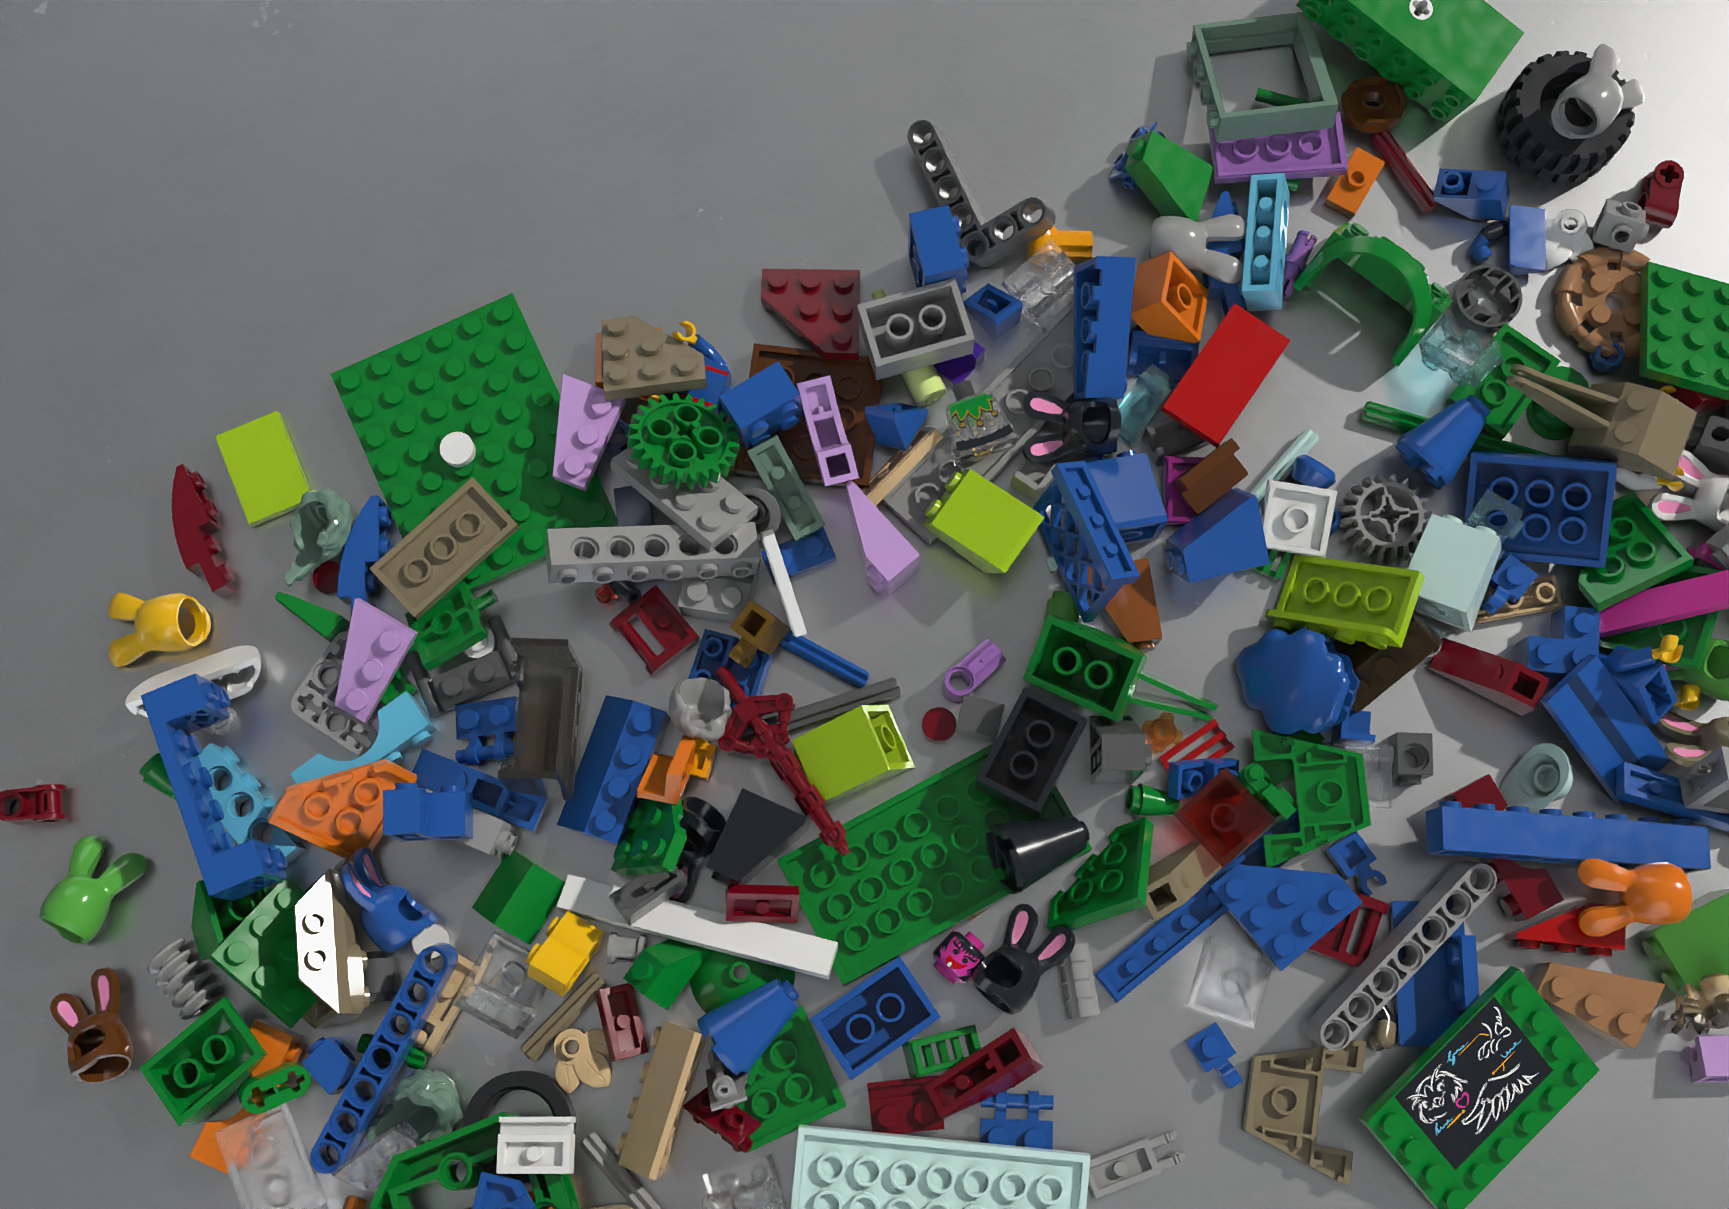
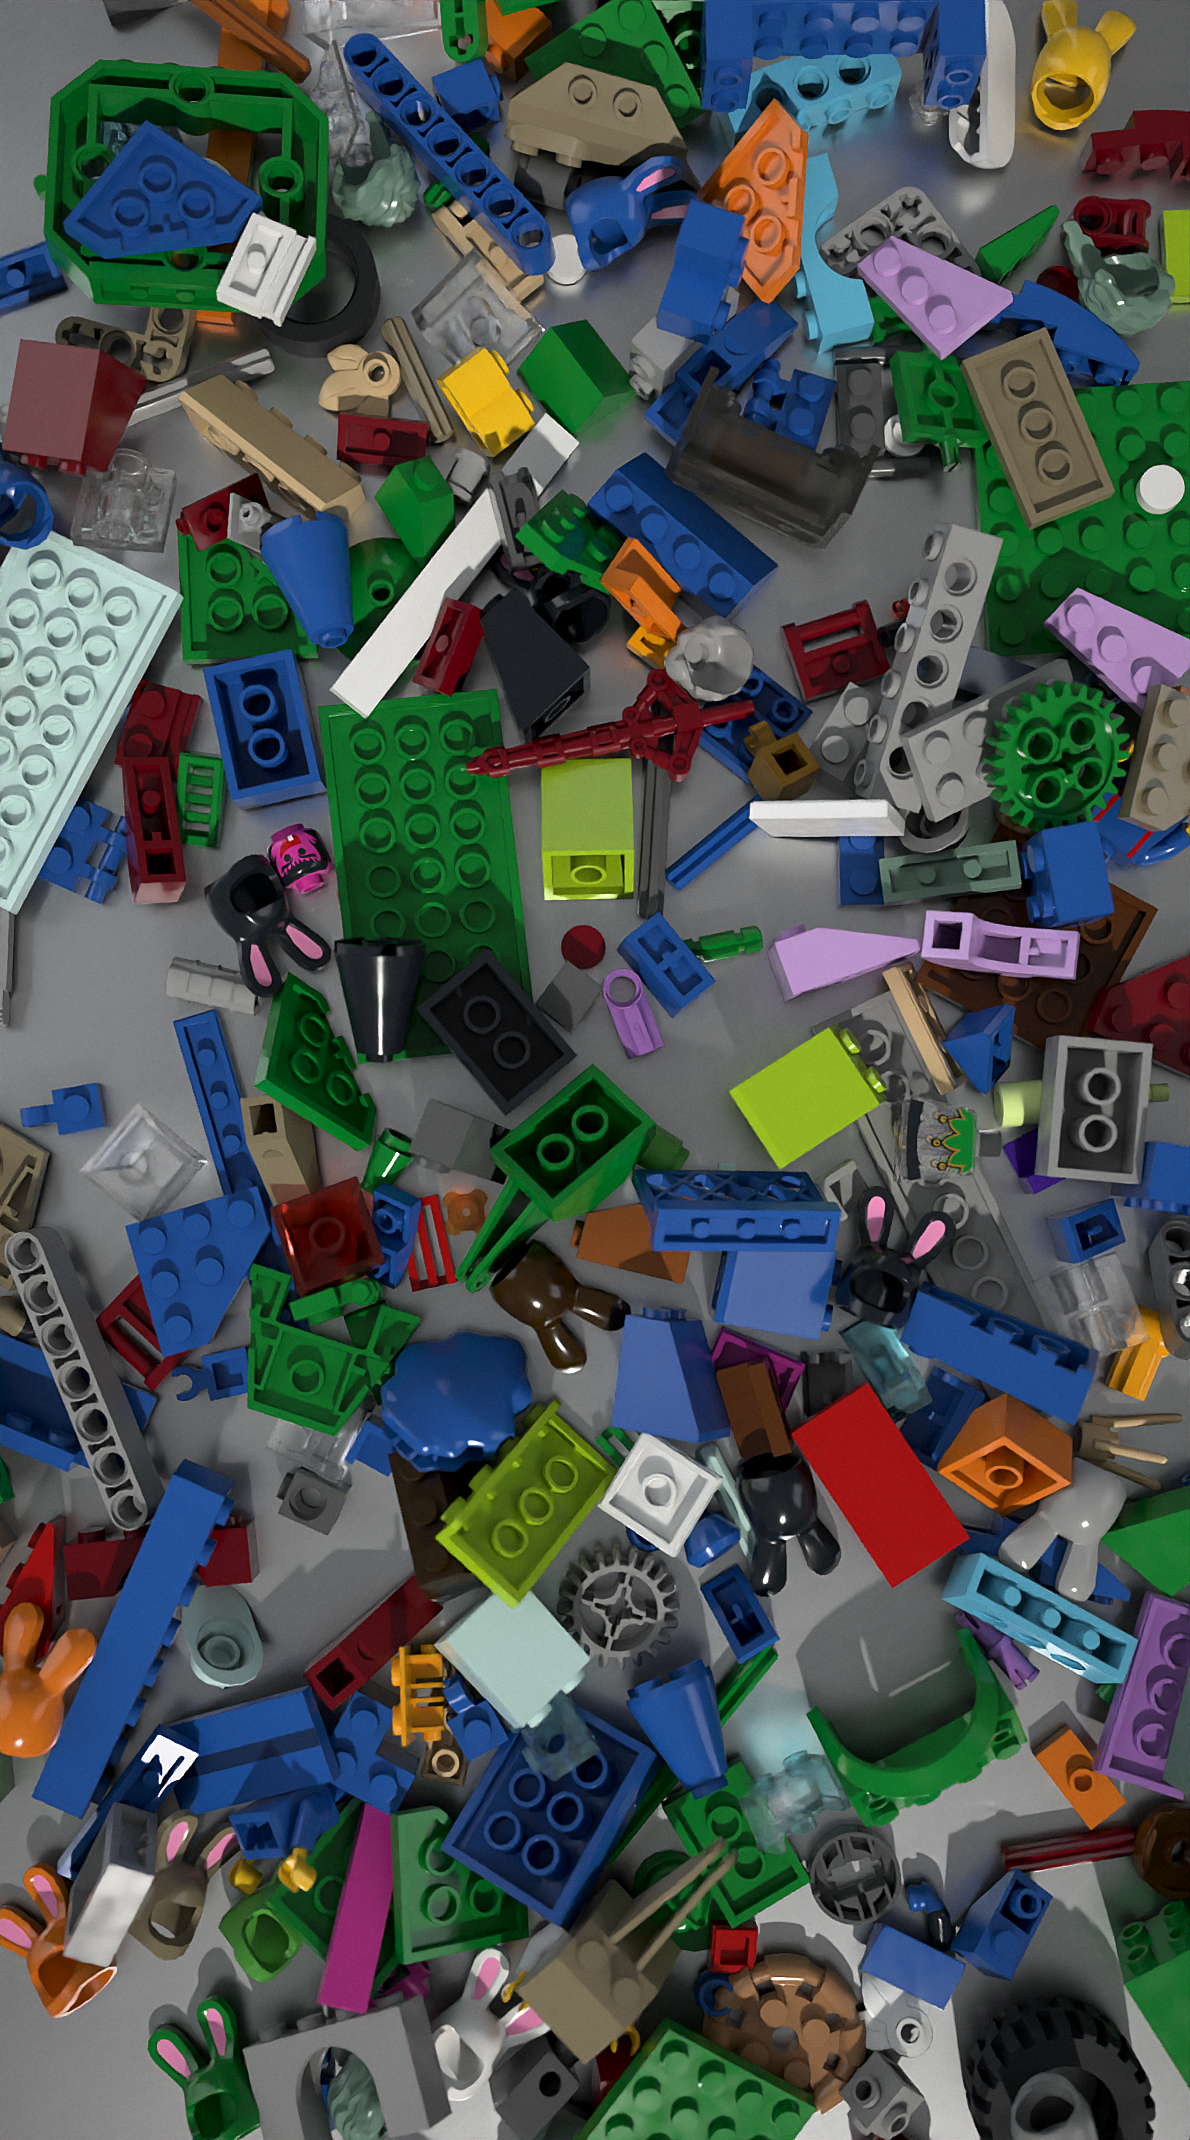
camera: 110 degrees right, 10 degrees up
(272, 551) = (1115, 223): none -> dark red piece
(898, 630) = (726, 944): none -> green axle
(929, 659) = (665, 964): none -> blue hinge
(1130, 245) = (1097, 1443): none -> tan plant
(1195, 649) = (541, 1289): none -> dark brown piece
(1274, 434) = (779, 1510): none -> black piece
(1353, 435) = (740, 1614): none -> blue slope
(1525, 619) = (407, 1715): none -> light orange hinge
(1574, 358) = (731, 1948): none -> red tile

